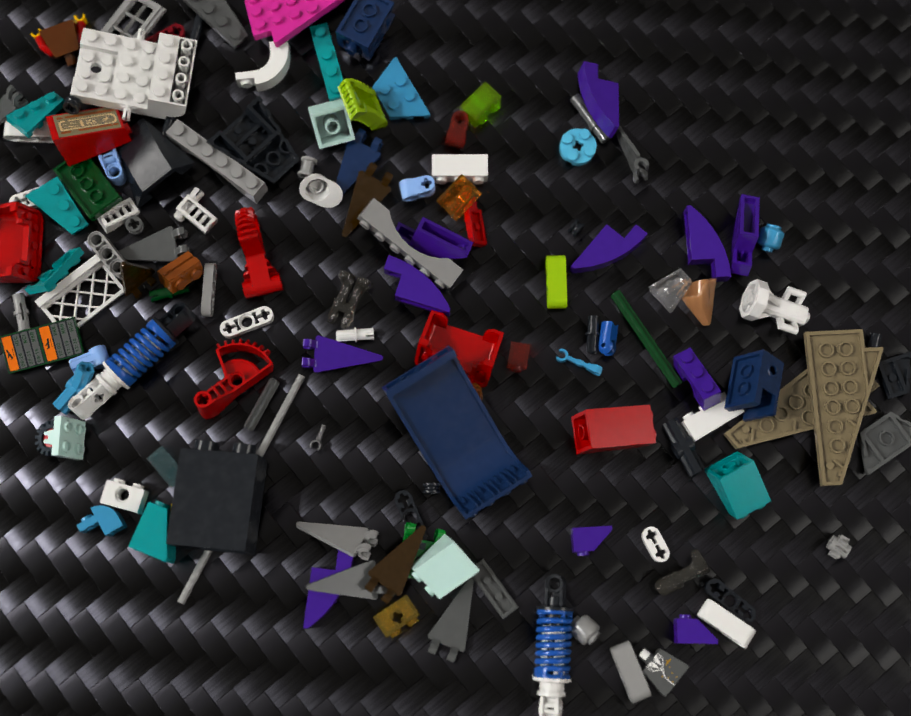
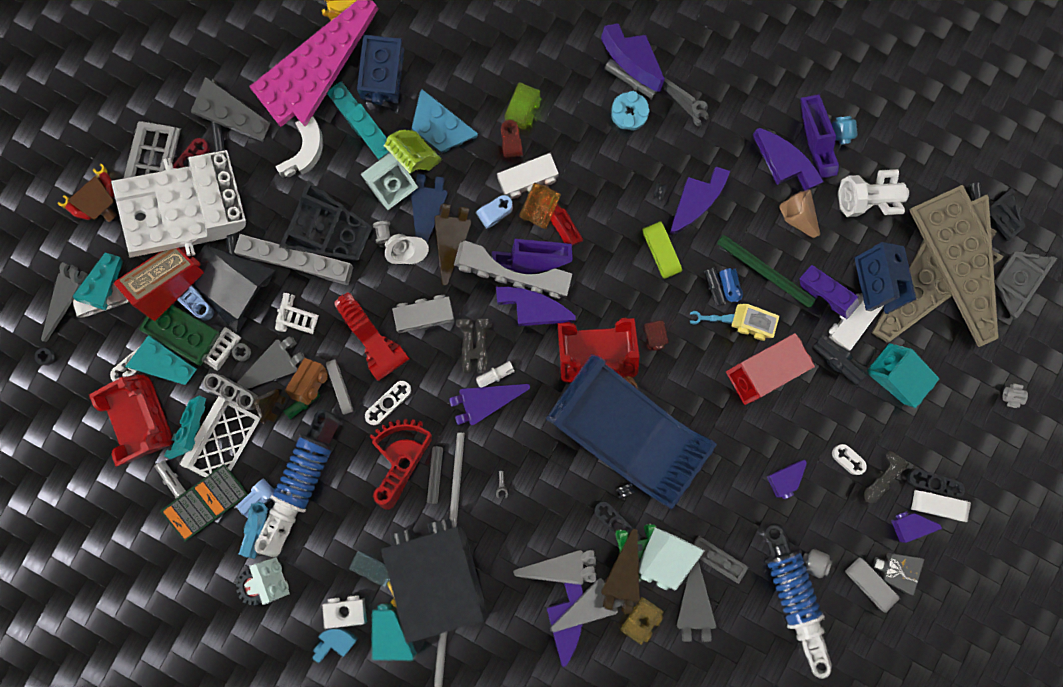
camera: 20 degrees left, 5 degrees up
(72, 105) = (134, 261): black bush -> none
(312, 254) = (423, 314): none -> light grey brick
(616, 379) = (755, 321): none -> brick
(671, 289) = (771, 215): clear wing -> none

